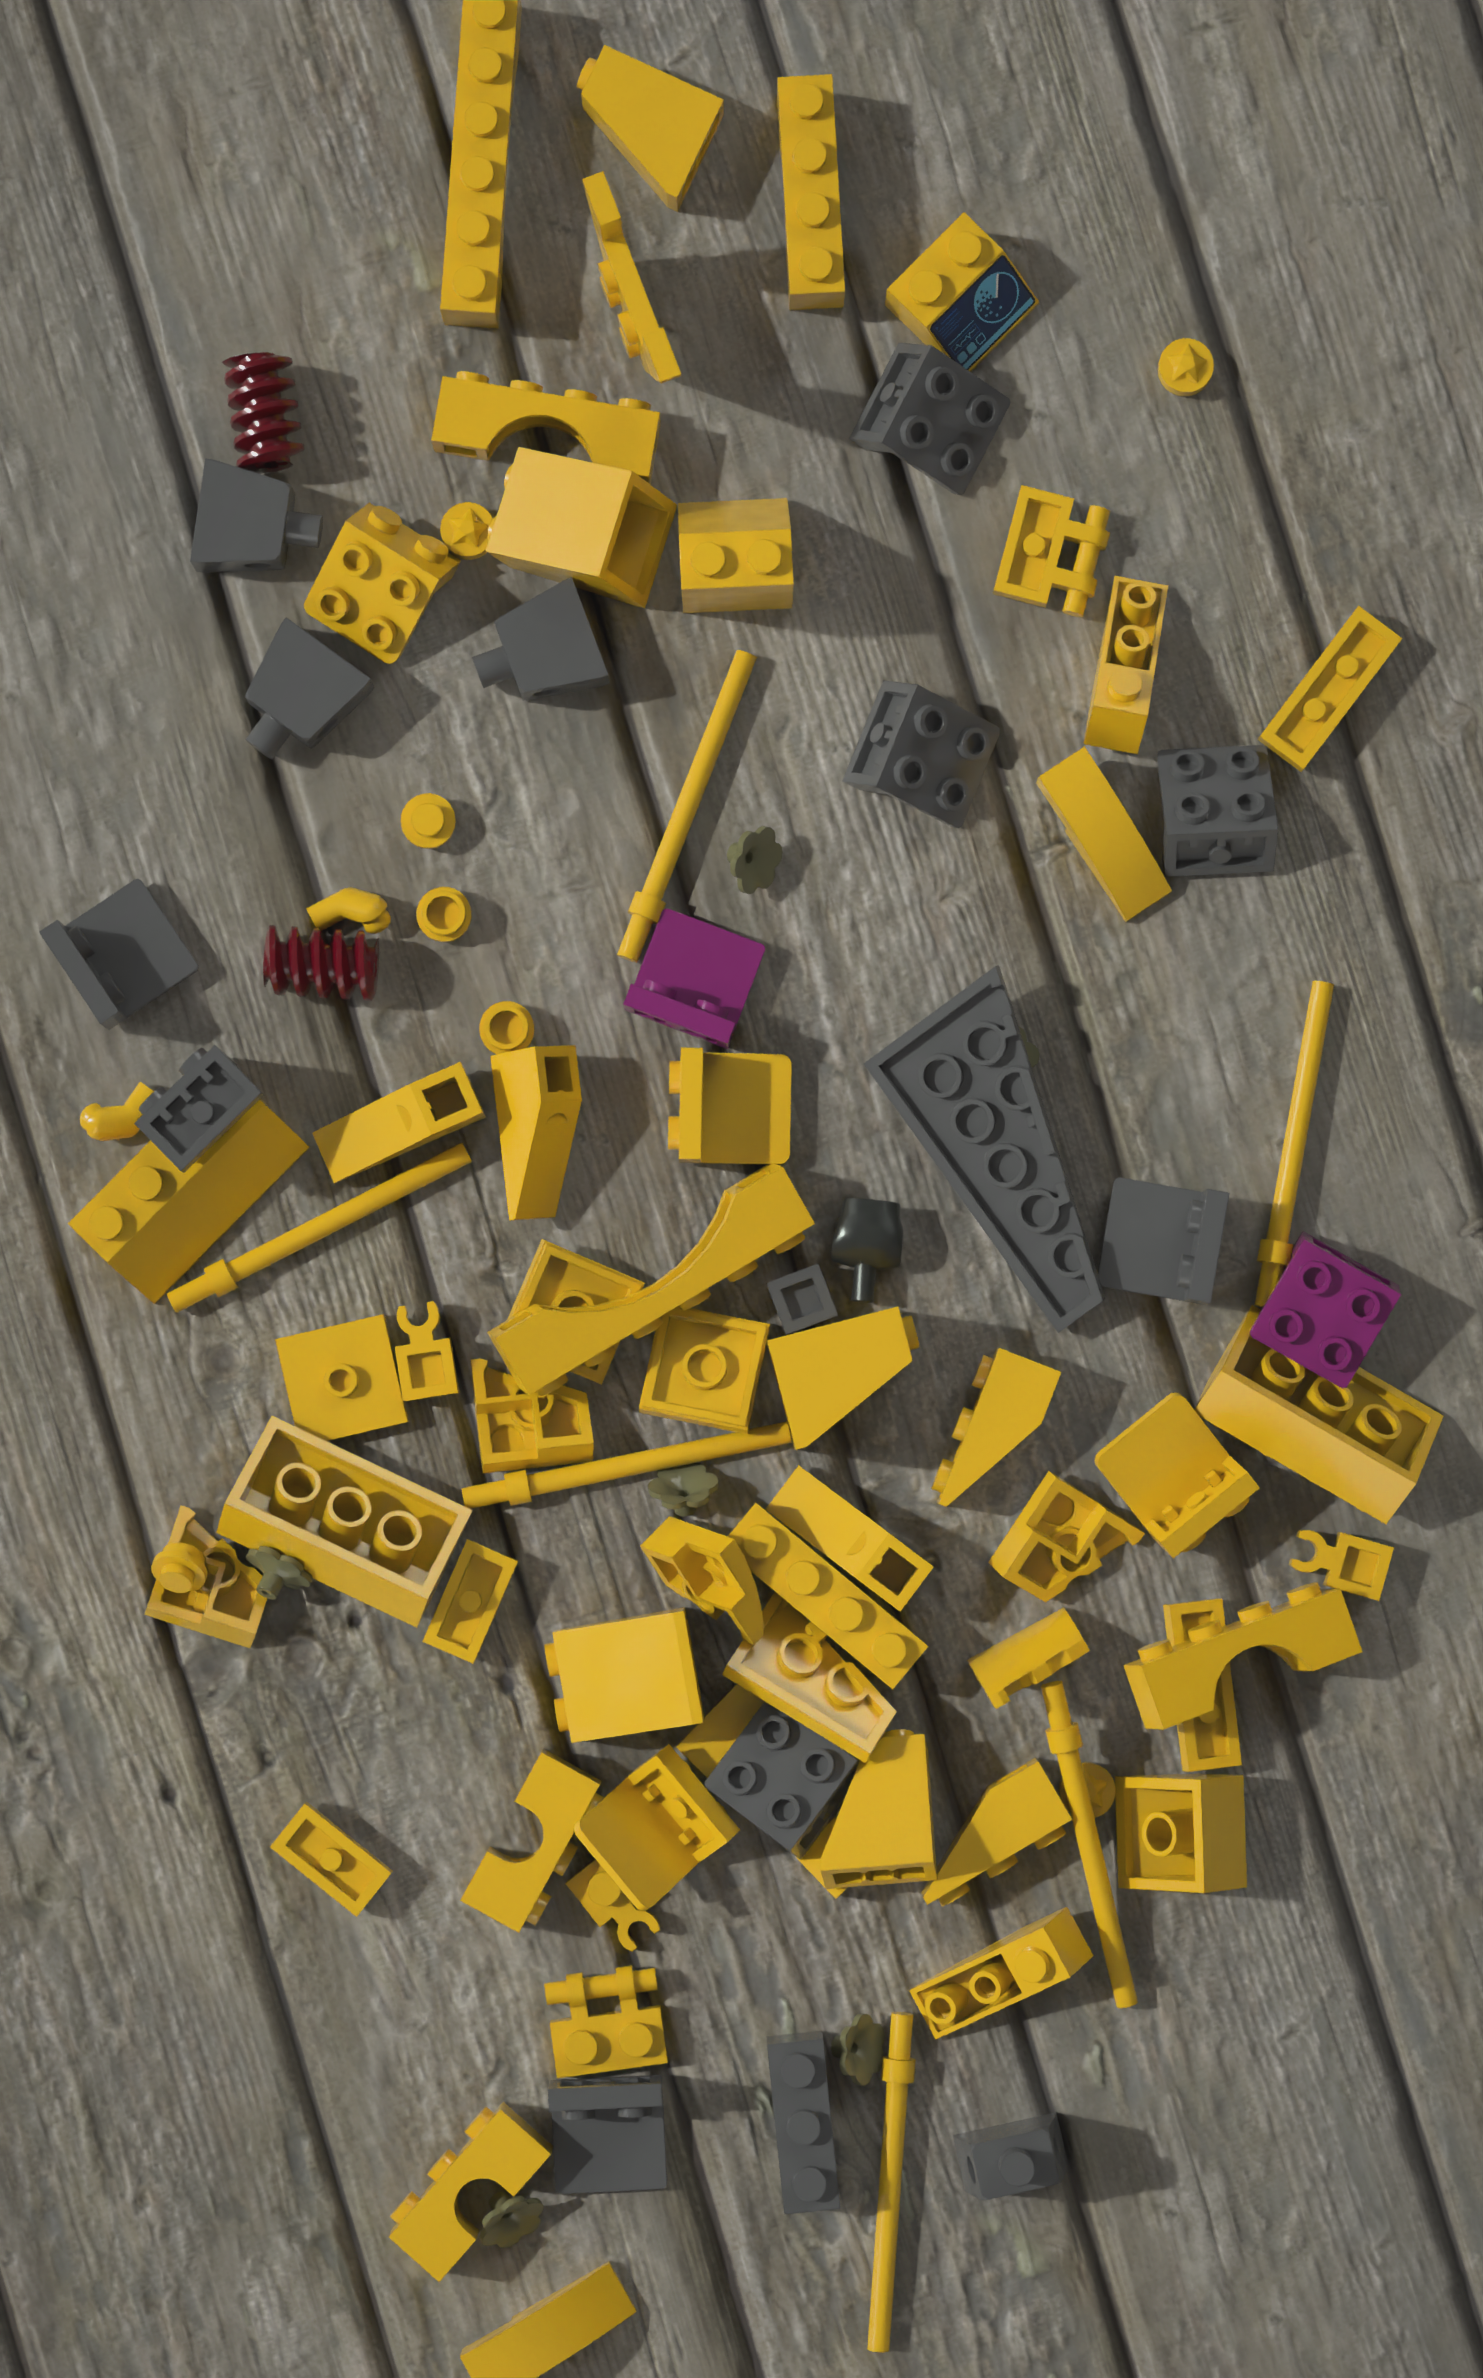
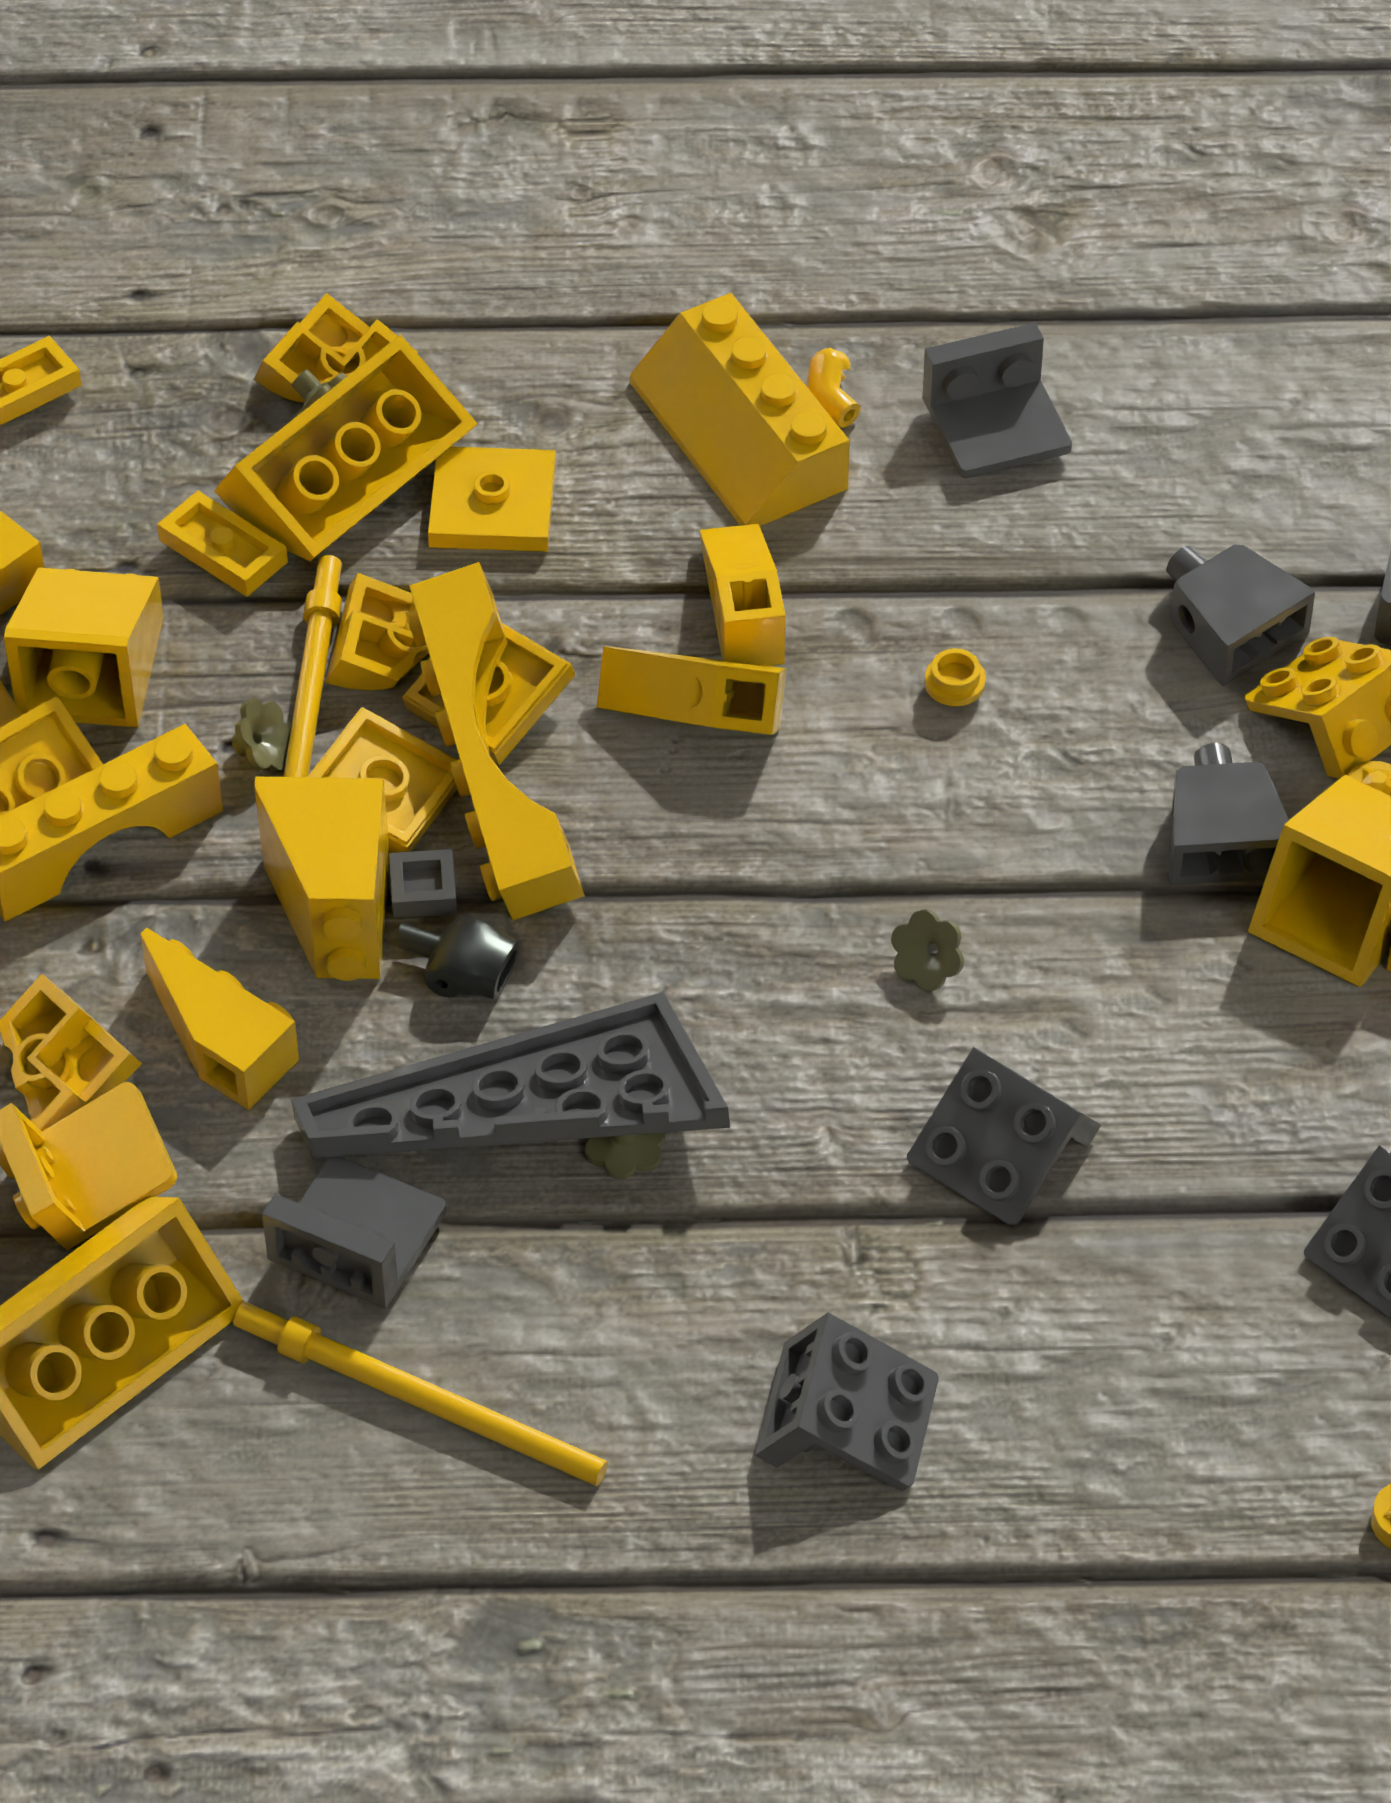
camera: 105 degrees right, 35 degrees down
(180, 1567) = (353, 320): yellow plate -> none
(197, 1107) = (814, 396): dark grey bracket -> none
(223, 1276) = (636, 432): yellow bar -> none
(321, 964) = (933, 559): dark red piece -> none
(353, 905) = (987, 608): yellow arm -> none
(425, 1364) = (497, 557): yellow plate -> none
(428, 821) = (1060, 688): yellow plate -> none
(506, 1027) = (813, 702): yellow plate -> none
(648, 904) = (910, 853): yellow bar -> none
(695, 978) = (802, 863): magenta bracket -> none
(708, 1572) = (189, 702): yellow slope -> none
(731, 1107) = (660, 857): yellow bracket -> none
(735, 555) = (1285, 989): yellow slope -> none
(849, 1538) = (134, 860): yellow slope -> none
(1035, 545) = (1219, 1300): yellow plate -> none
(1104, 834) = (857, 1277): yellow slope -> none
(1126, 665) = (1049, 1353): yellow slope -> none
(1325, 1310) = (218, 1360): magenta bracket -> none
(1329, 688) = (961, 1563): yellow plate -> none

